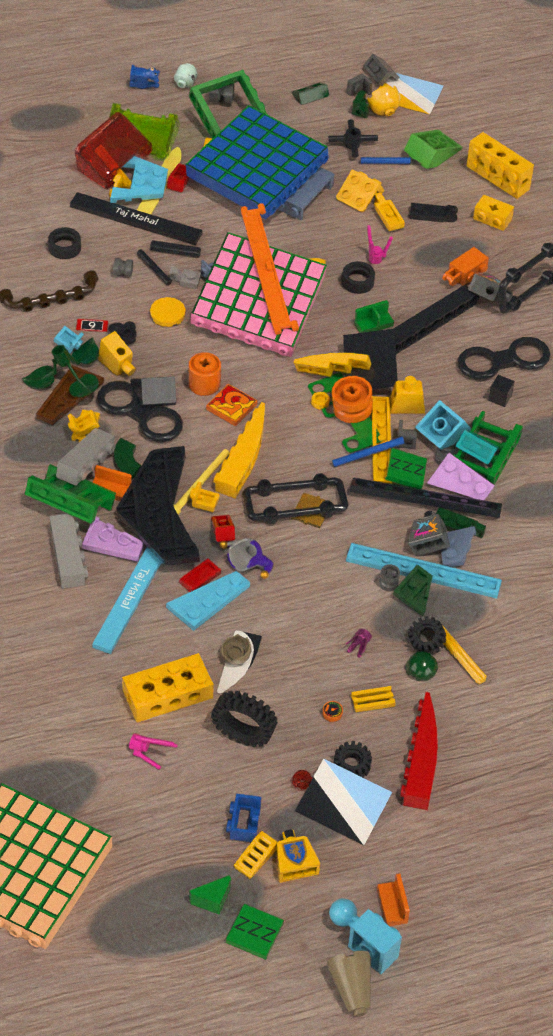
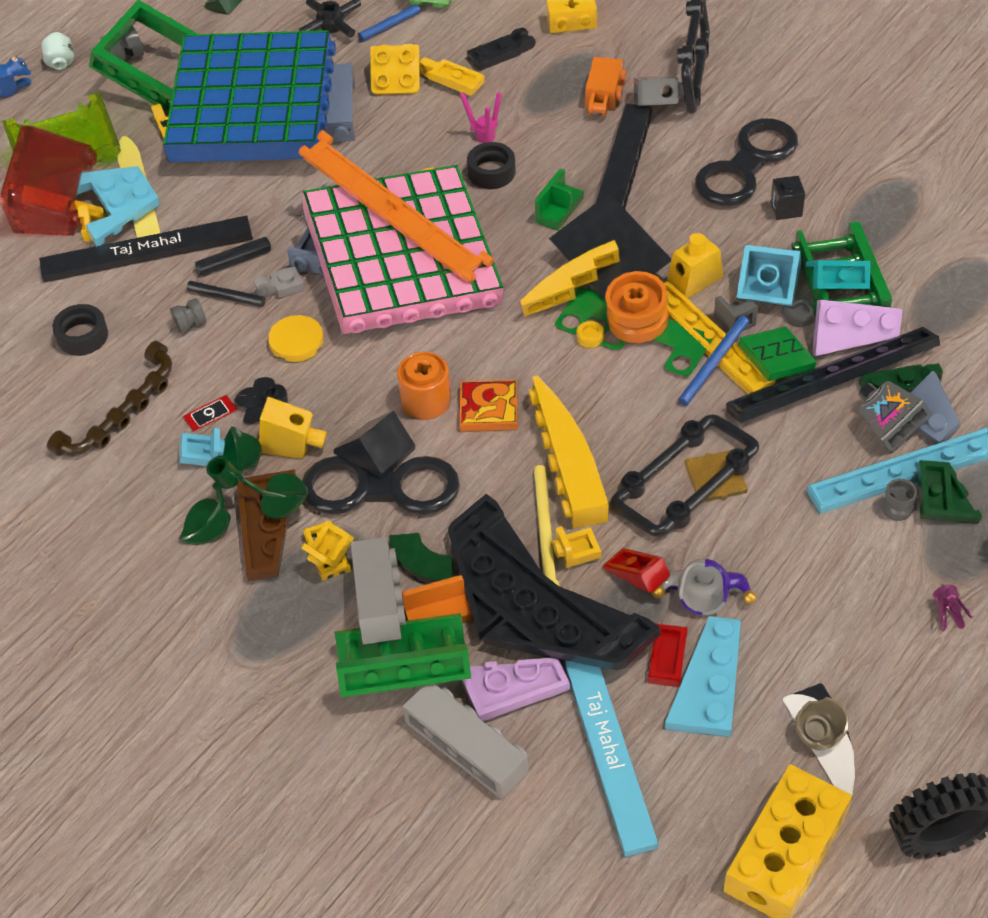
camera: 30 degrees left, 0 degrees up
(178, 178) = (158, 170): red slope -> none

